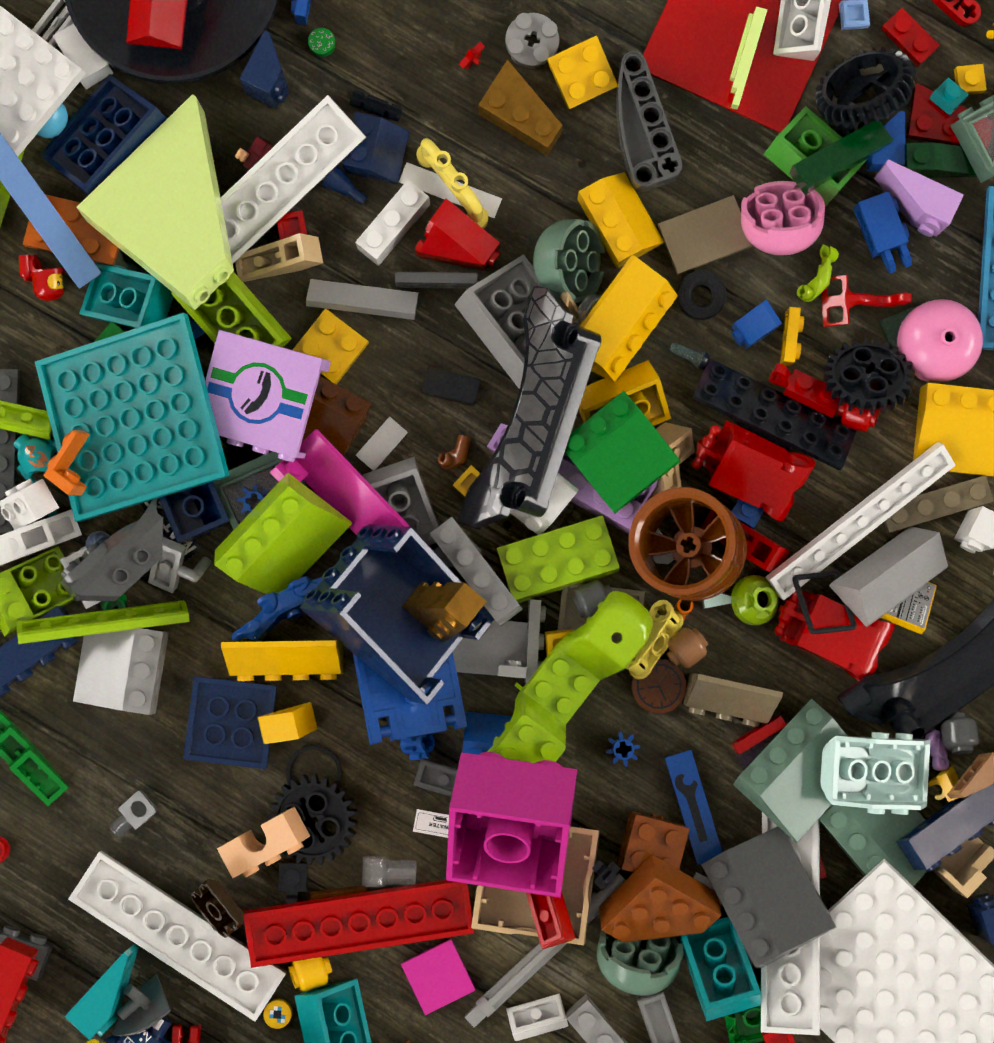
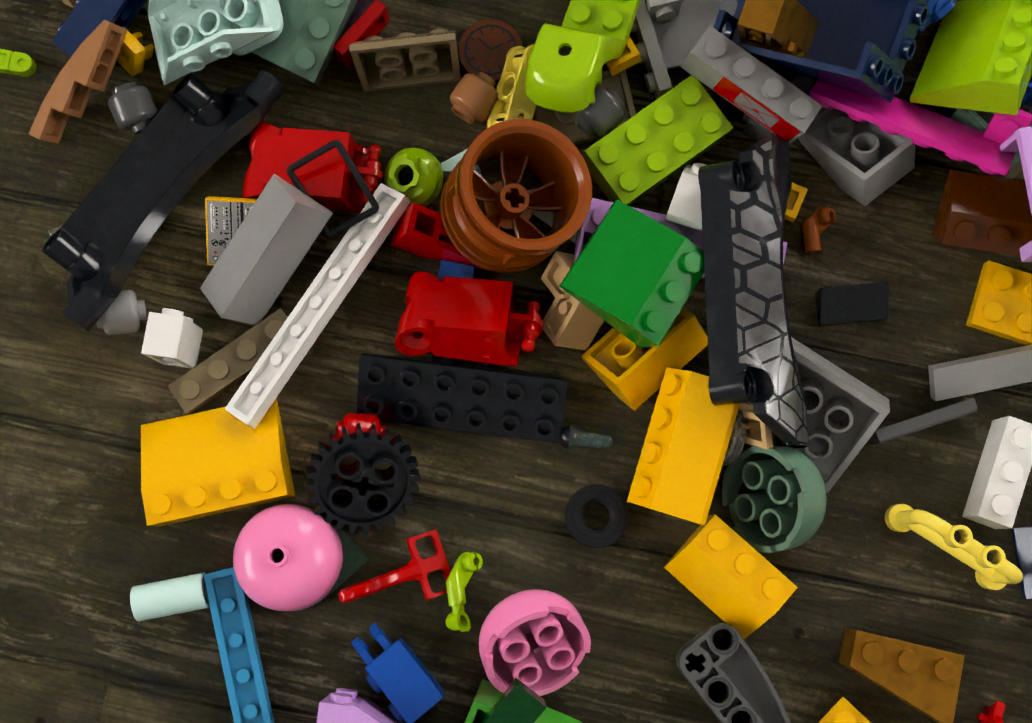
camera: 165 degrees right, 5 degrees down
(381, 443) = (903, 214): white sticker -> none
(432, 184) = (913, 544): white sticker -> none
(457, 240) = (920, 478): red slope -> none
(704, 235) = (620, 592): dark tan tile -> none
(755, 325) = (520, 494): blue slope -> none
(792, 325) = (466, 485): yellow plate -> none
(804, 389) = (435, 441): red plate -> none
(938, 752) = (148, 77): lavender piece -> none

